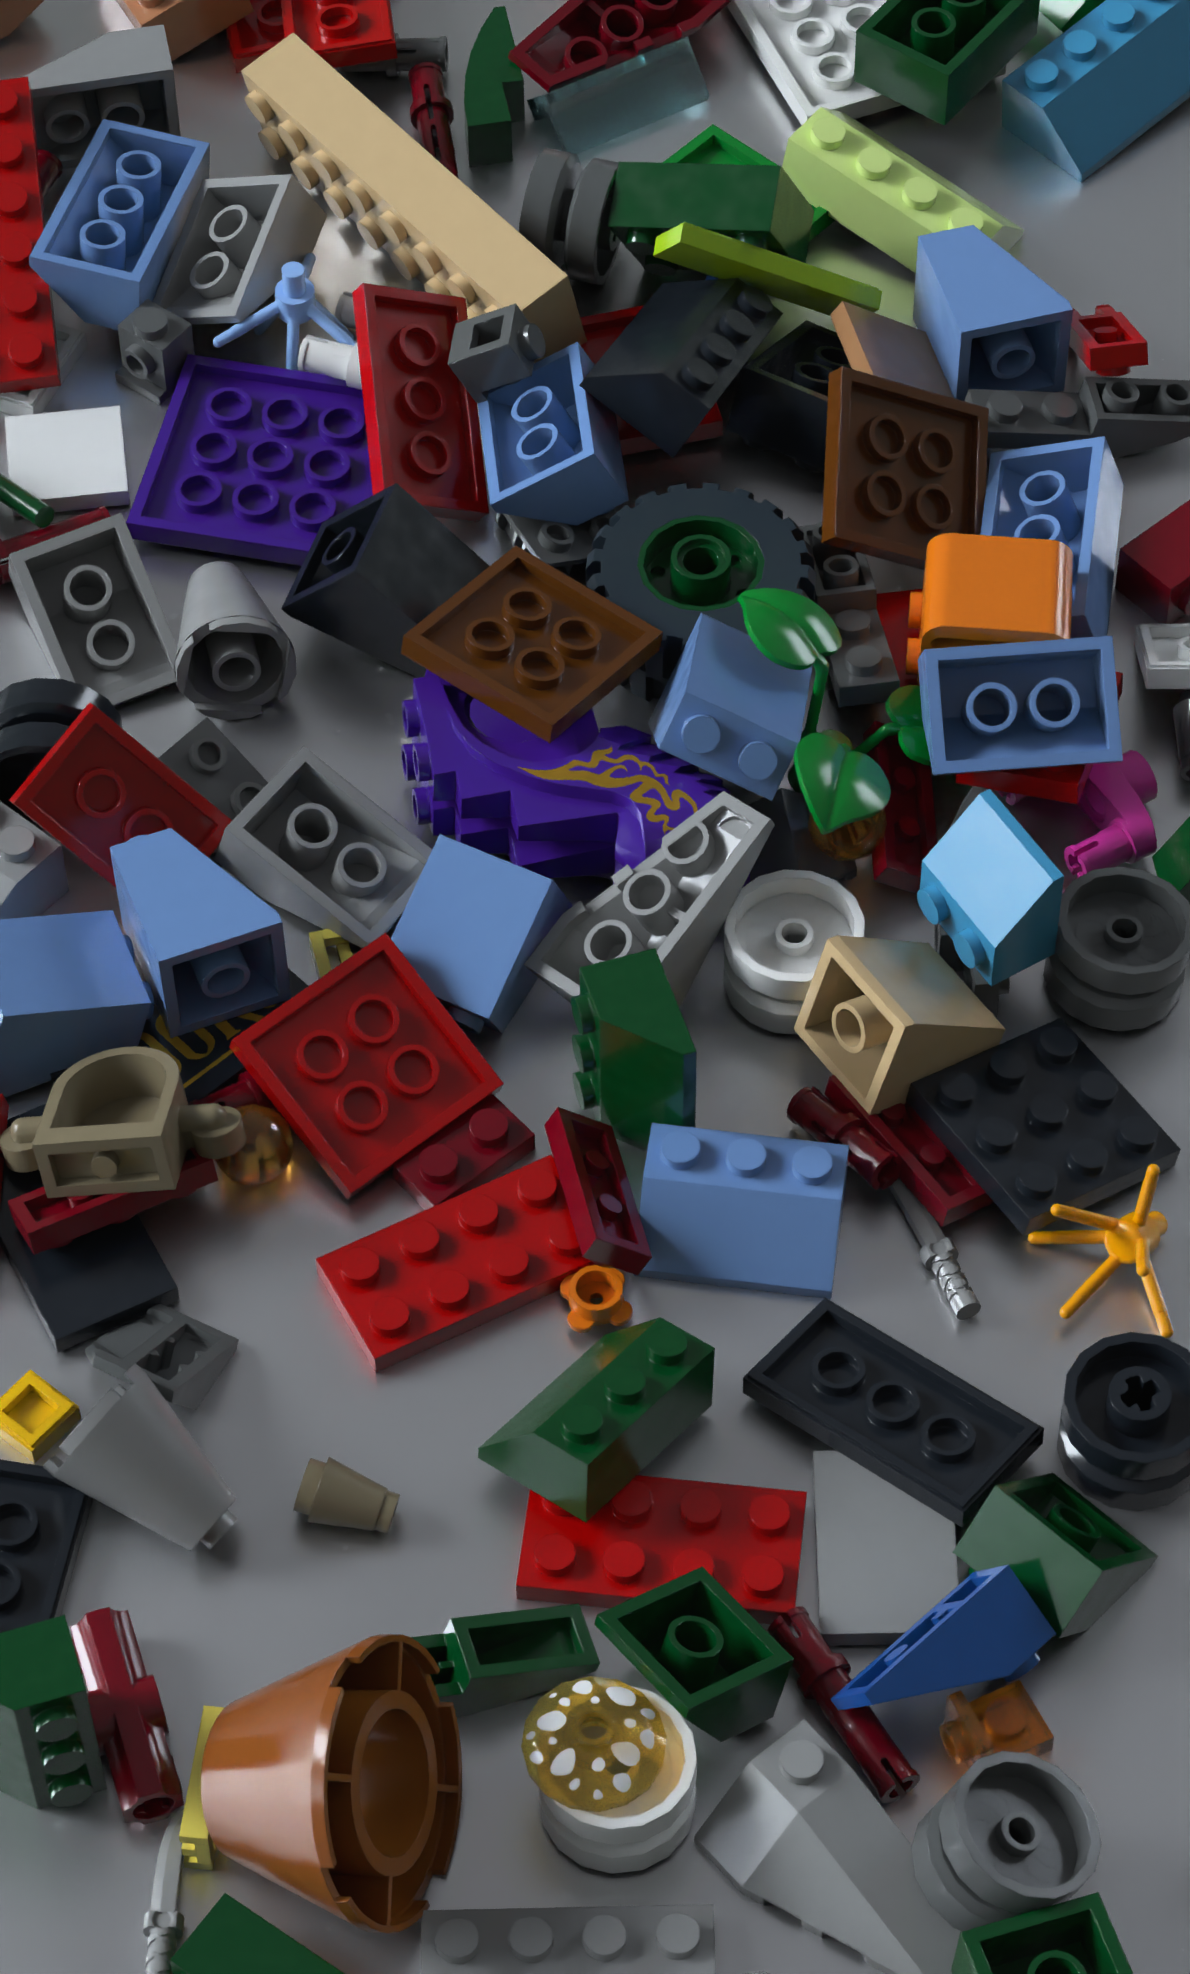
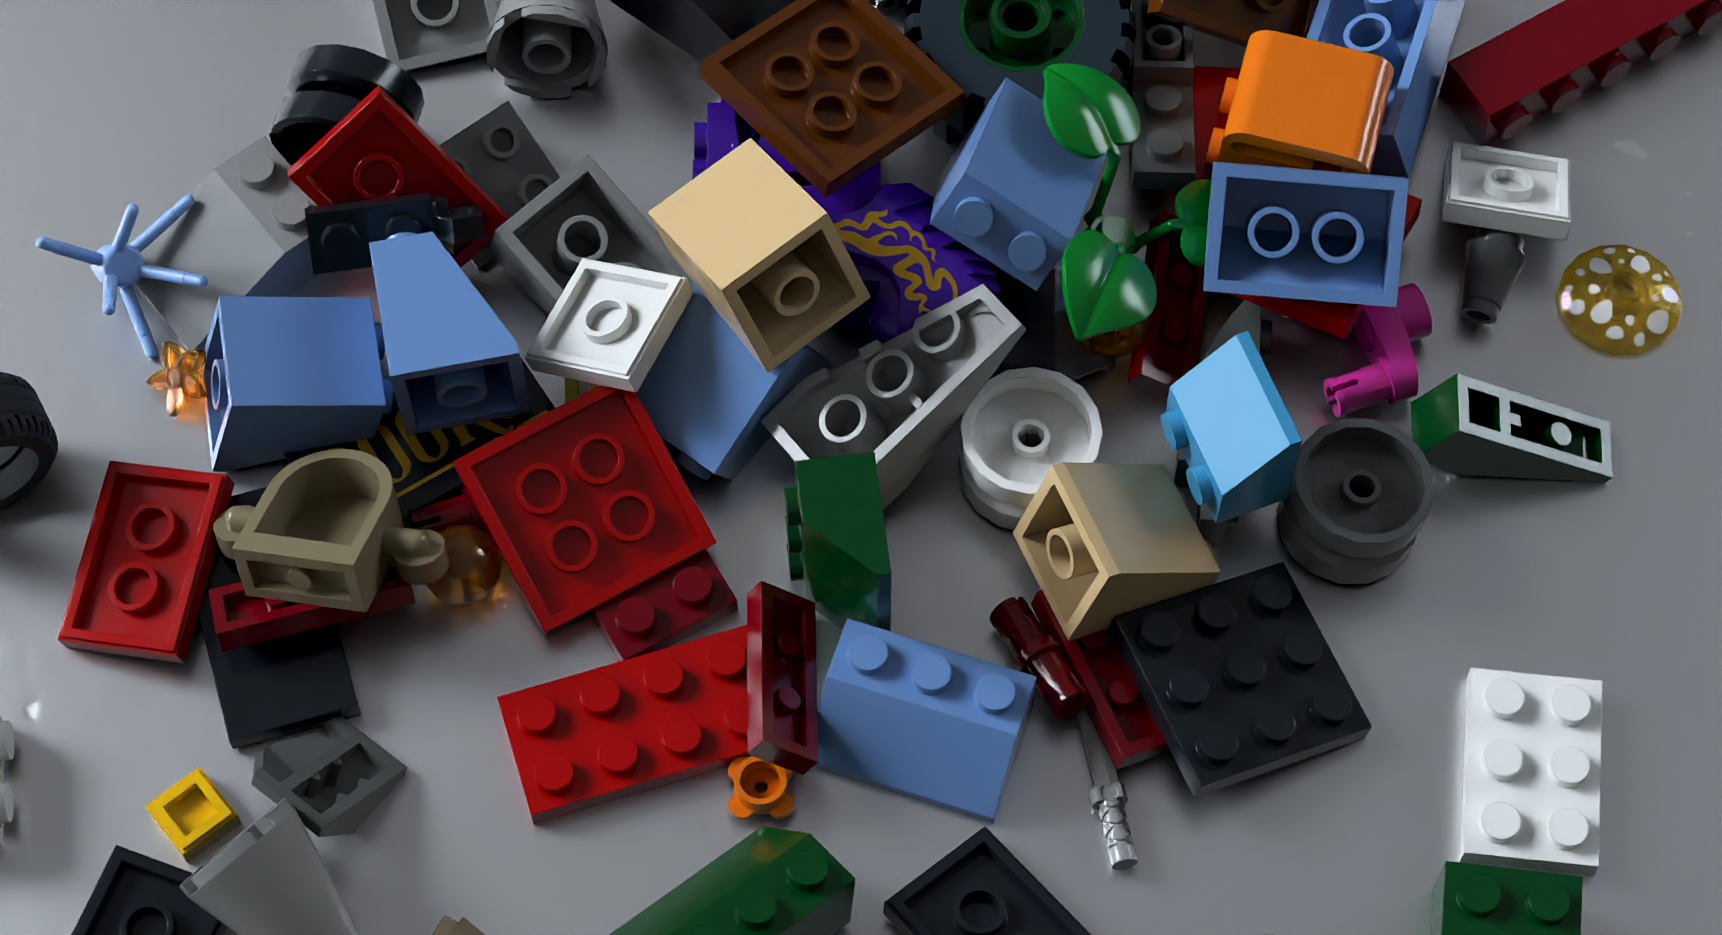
camera: 10 degrees right, 10 degrees up
(79, 852) = (342, 231): none -> black hinge
(360, 892) = (609, 324): none -> white tile
(501, 795) = (760, 253): none -> tan slope
(1127, 1242) = (1297, 821): light orange plant -> none

